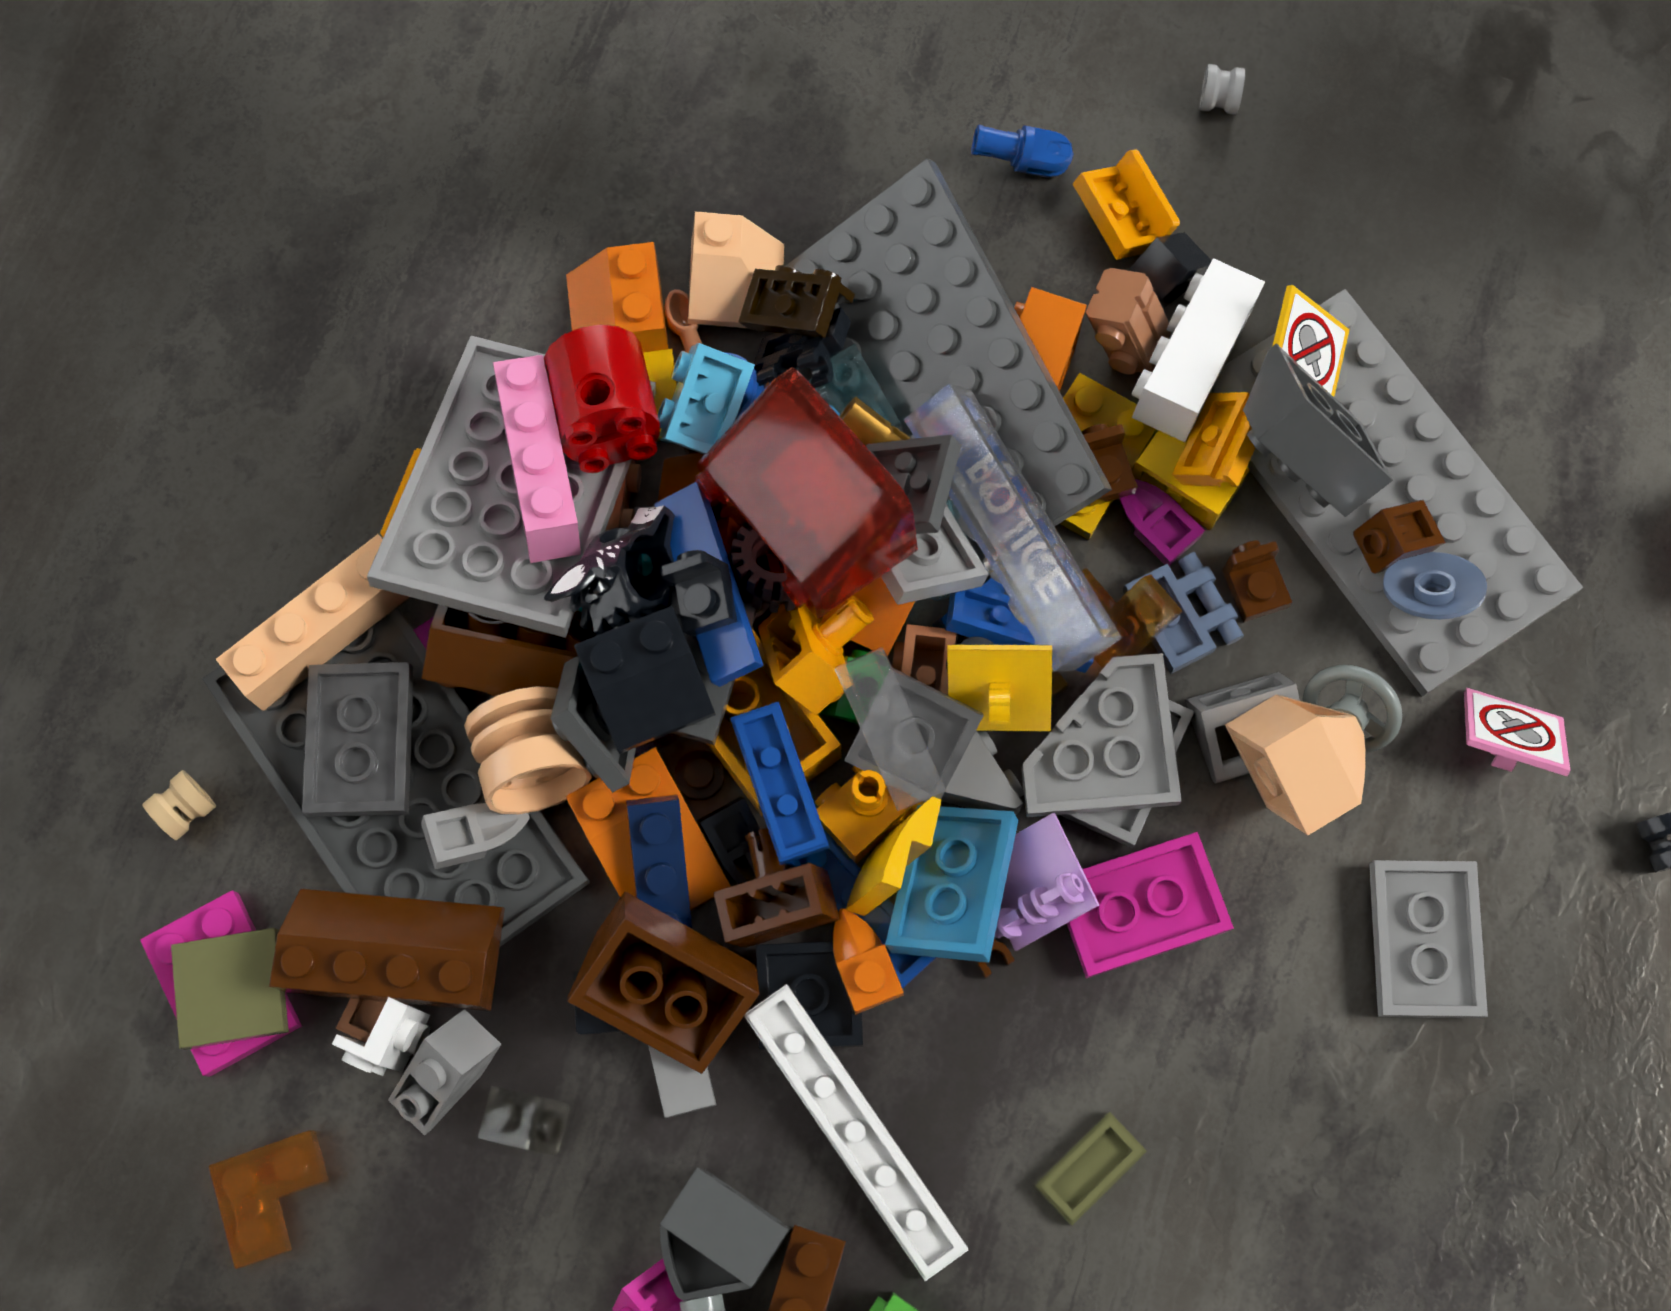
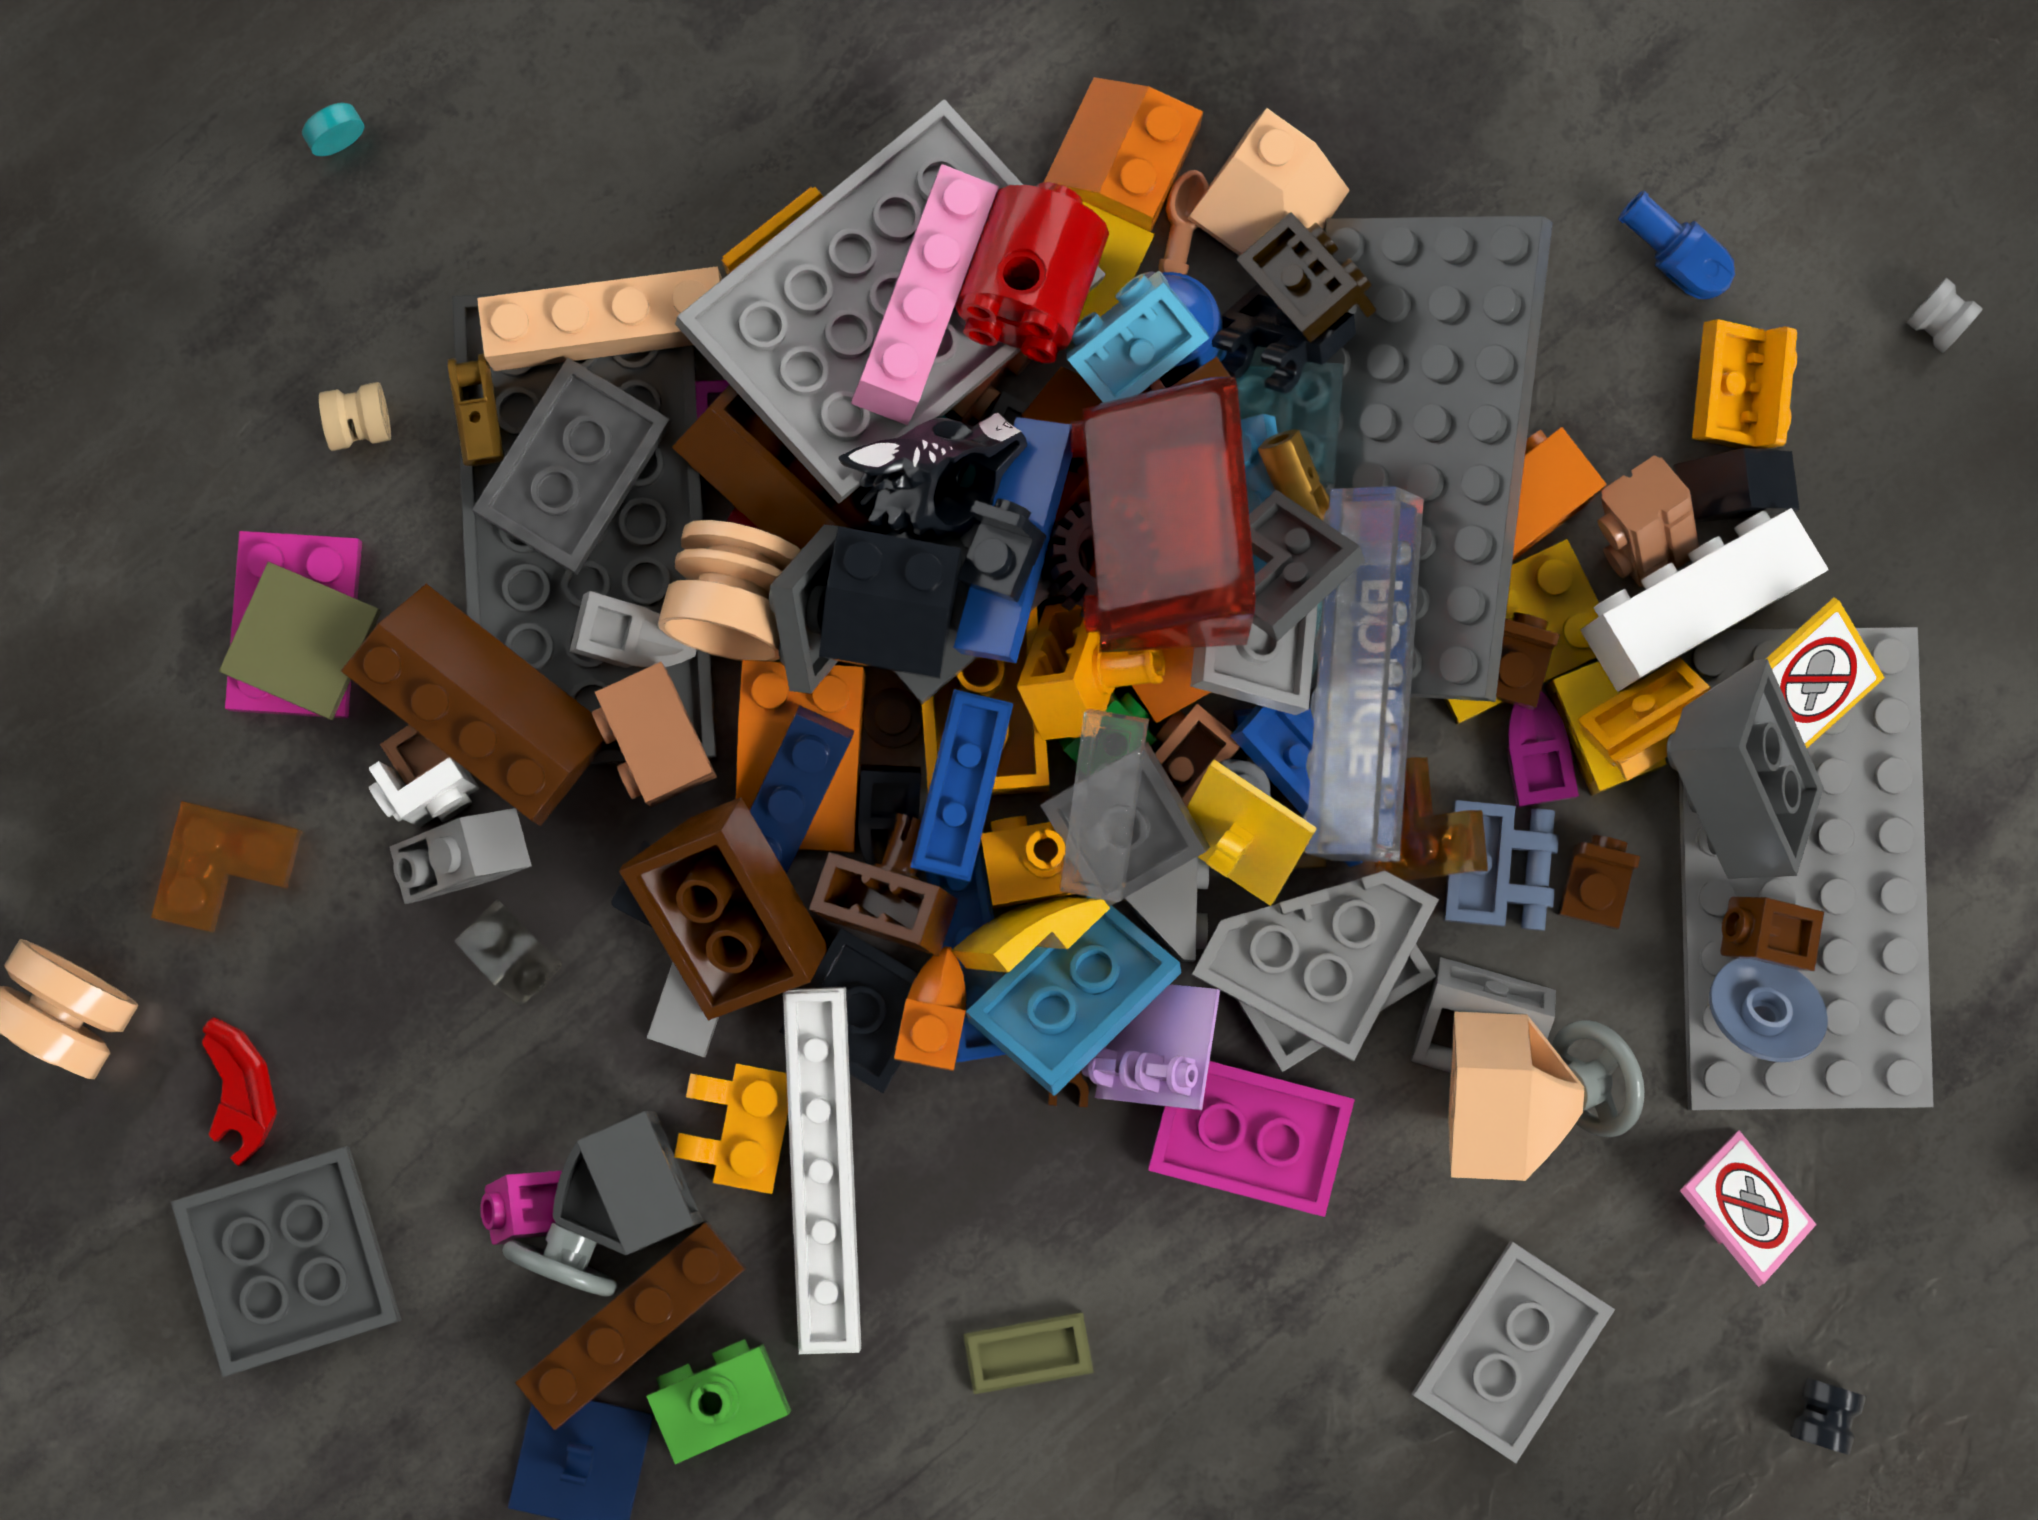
camera: 30 degrees right, 10 degrees up
(48, 618) = (332, 129): none -> teal tile
(267, 747) = (477, 417): none -> pearl gold bar
(533, 888) = (653, 735): none -> nougat brick
(784, 1134) = (751, 1130): none -> light orange plate

